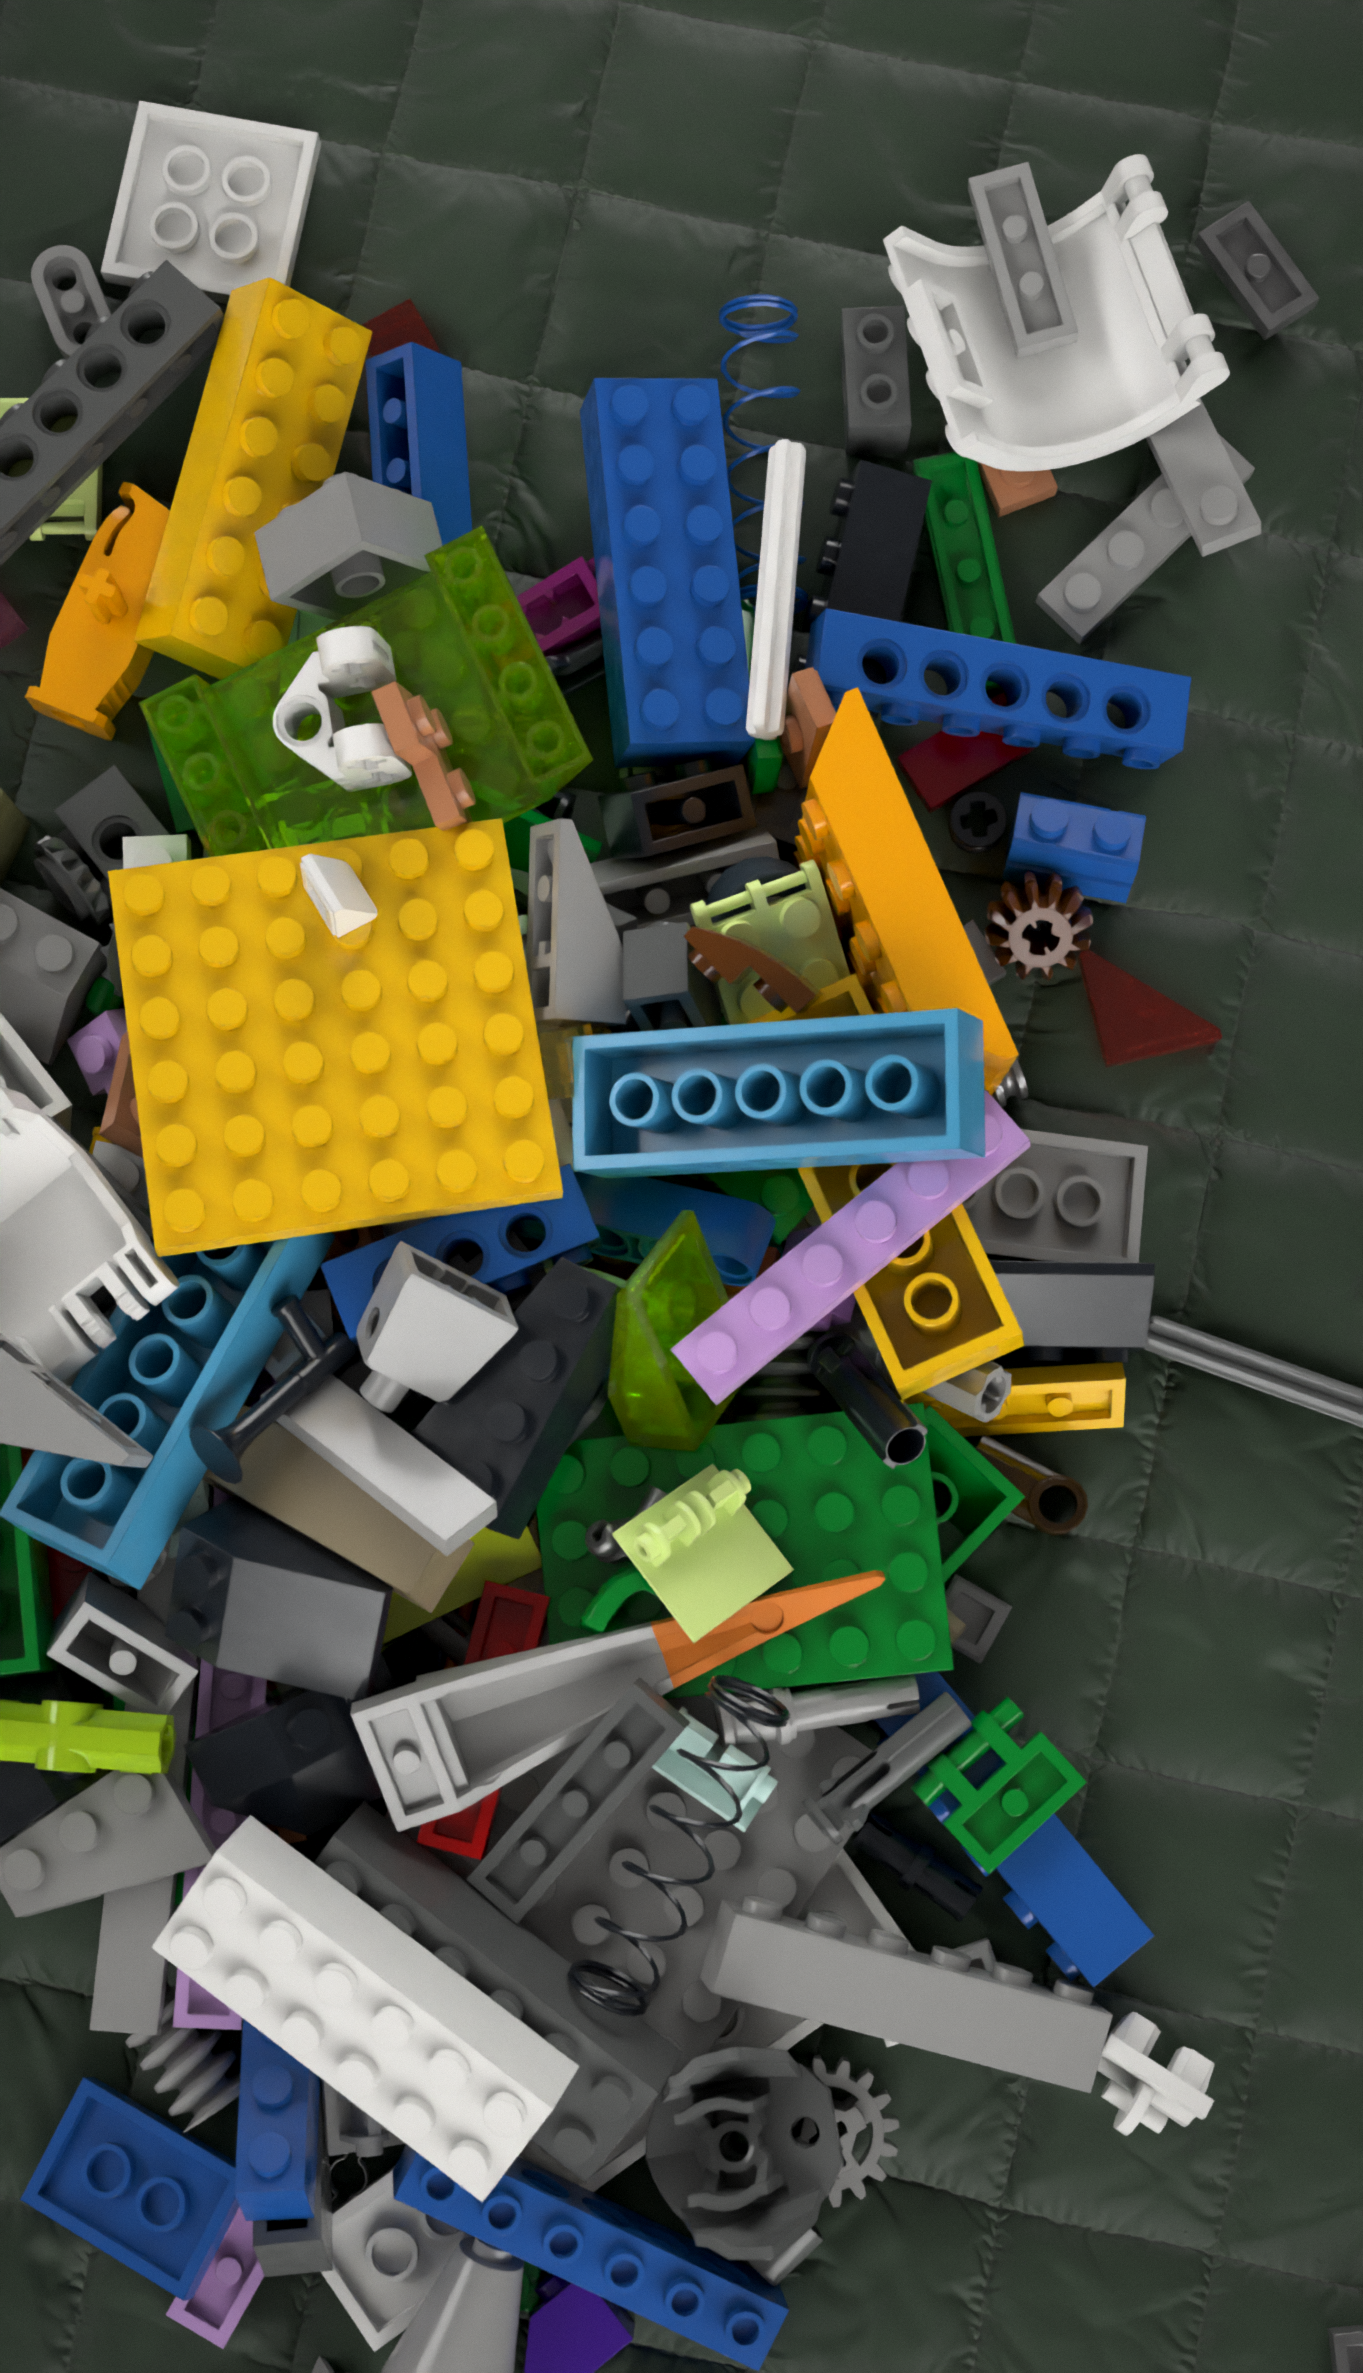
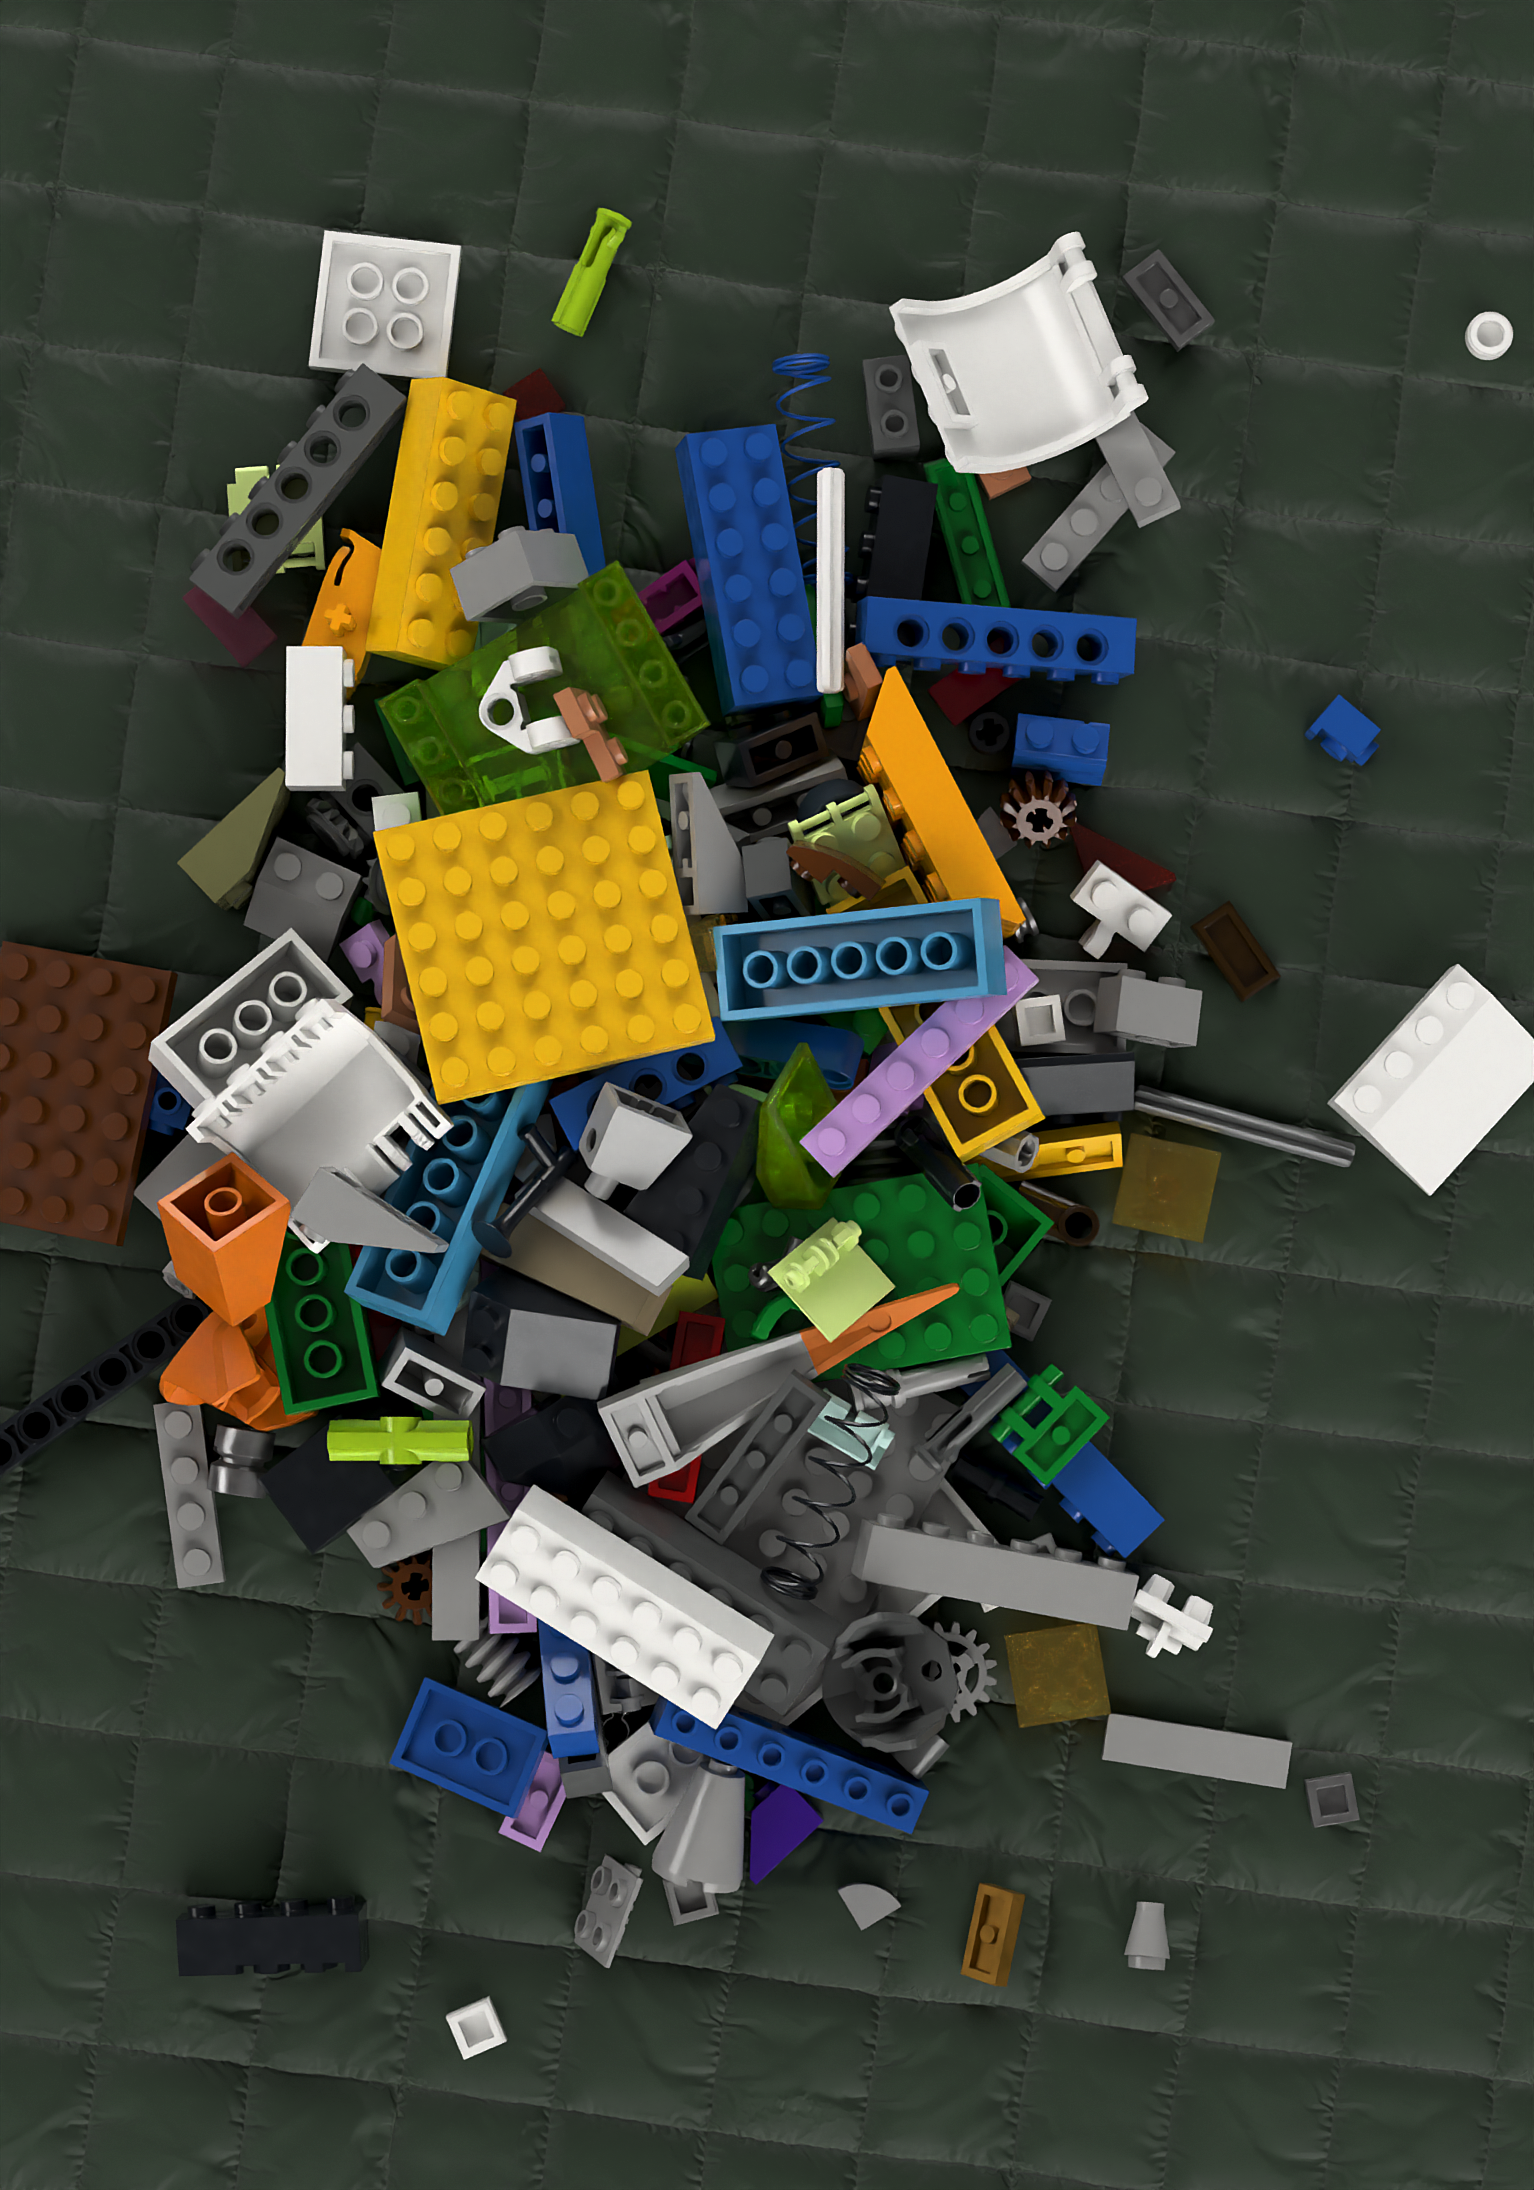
camera: 10 degrees left, 5 degrees up
(59, 725) = (318, 718): none -> white brick
(59, 1946) = (399, 1590): none -> reddish brown gear
(69, 311) = (289, 393): light grey plate -> none
(336, 893) = (538, 838): white slope -> none
(488, 181) = (590, 272): none -> lime piece
(984, 2147) = (1057, 1674): none -> clear yellow tile
(1020, 1212) = (1038, 1021): none -> white plate
(1022, 260) = (993, 309): light grey plate -> none
(1140, 1071) = (1118, 909): none -> white plate
(1174, 1210) = (1148, 1010): none -> light grey brick
(1177, 2273) = (1196, 1750): none -> light grey tile
(1182, 1462) = (1166, 1188): none -> clear yellow plate
(1297, 1142) = (1235, 951): none -> dark brown tile

